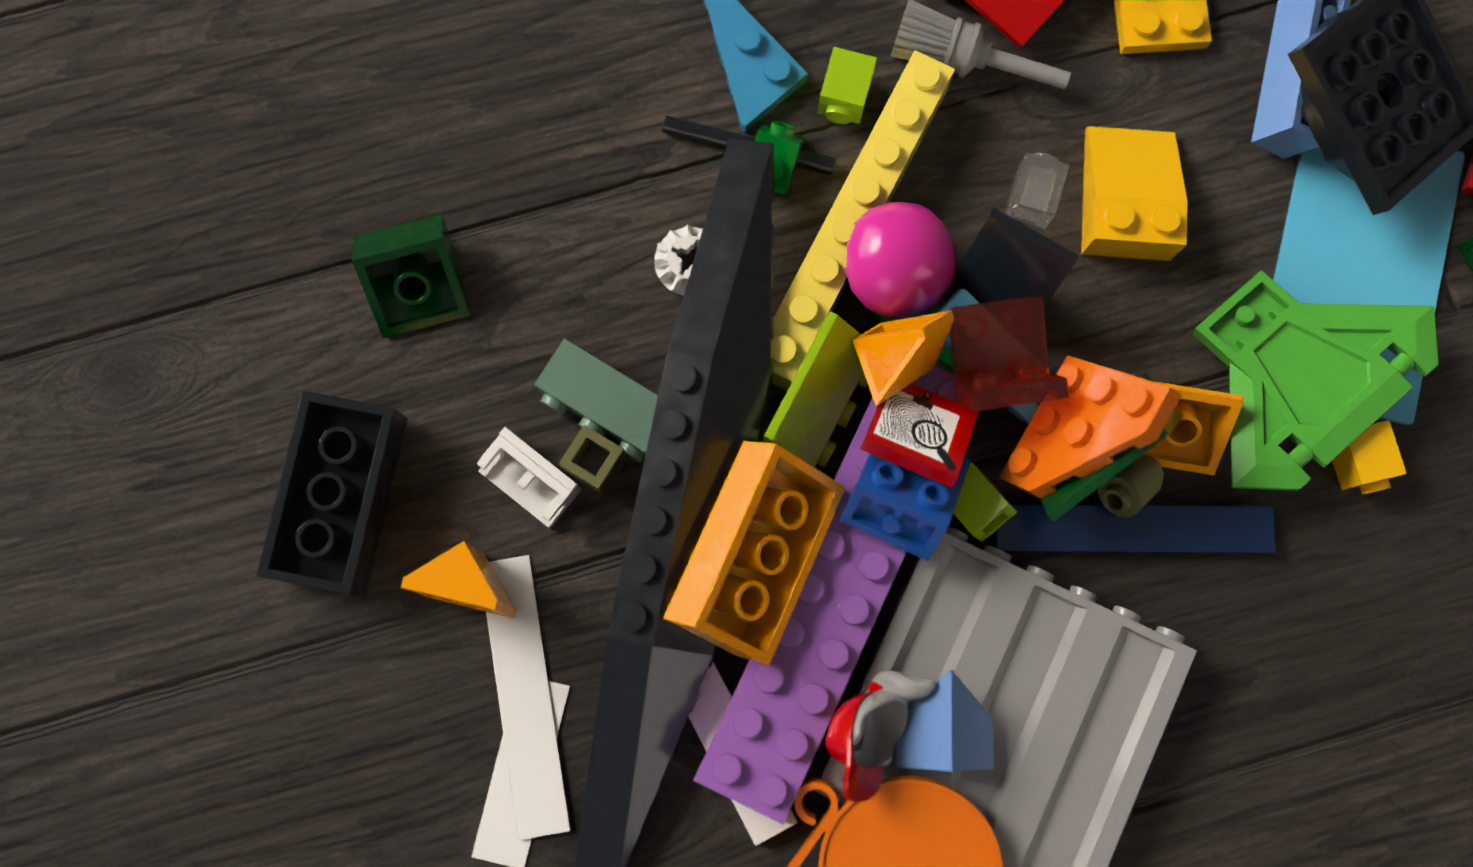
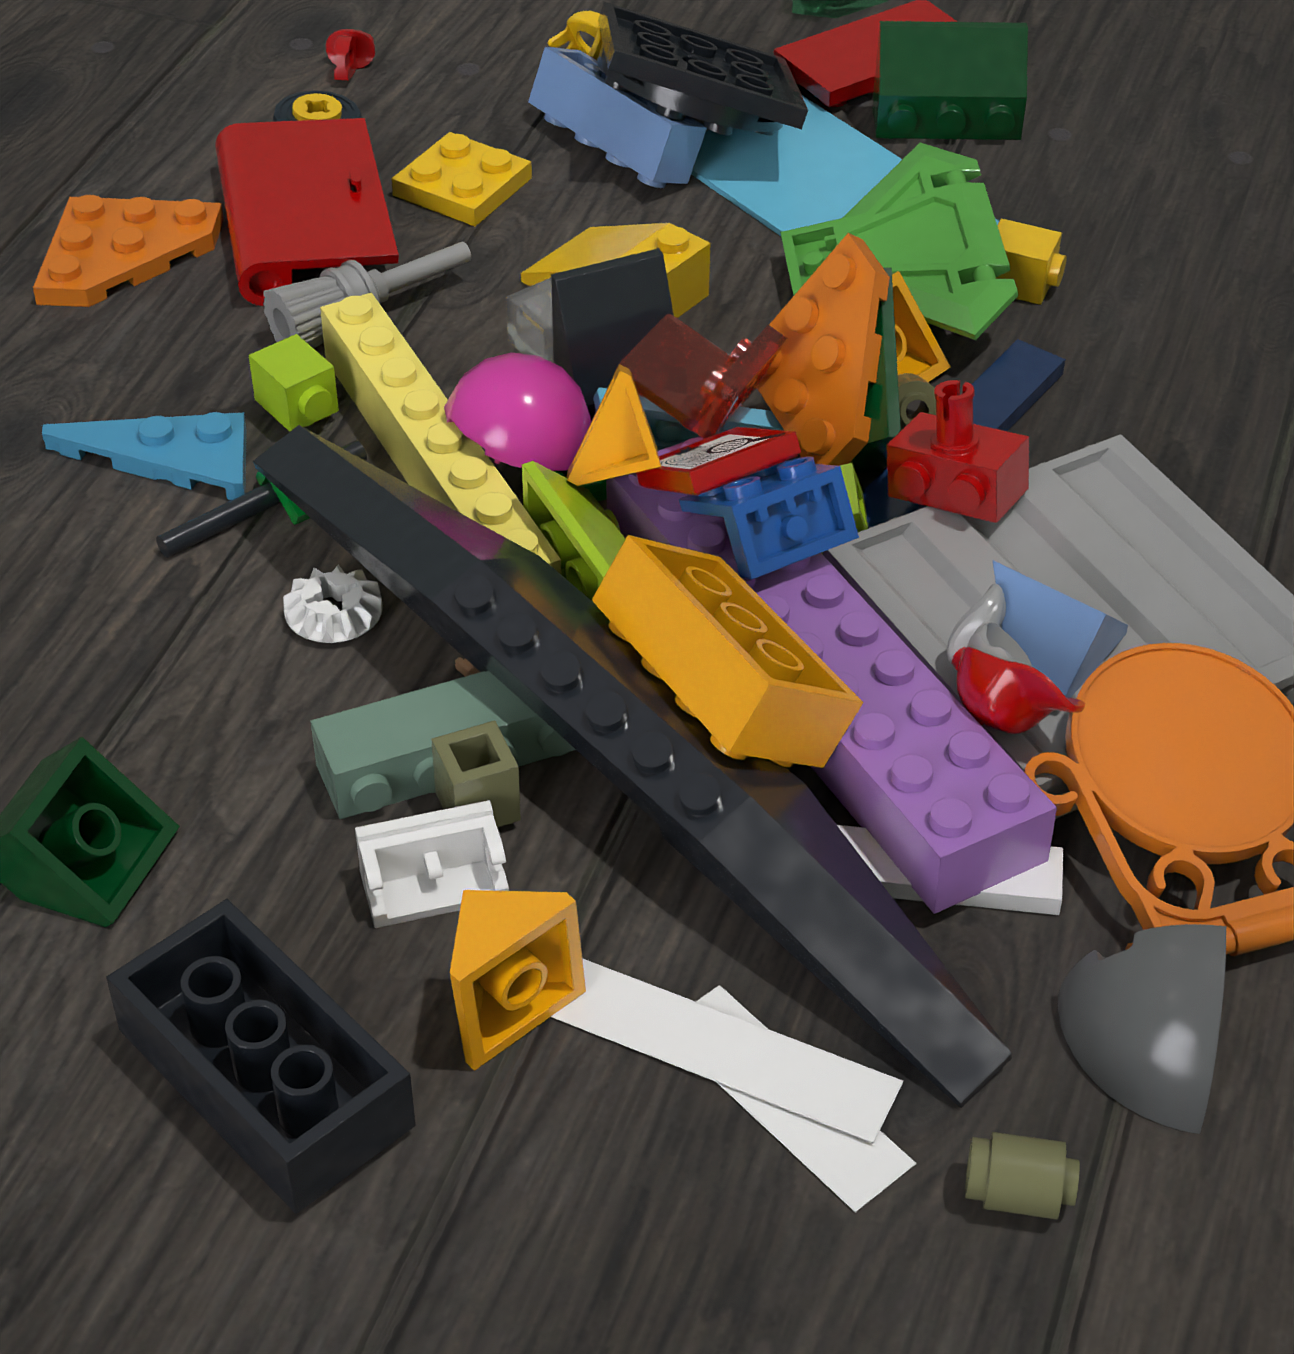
camera: 55 degrees left, 35 degrees down
(1057, 573) = (956, 463): none -> red brick

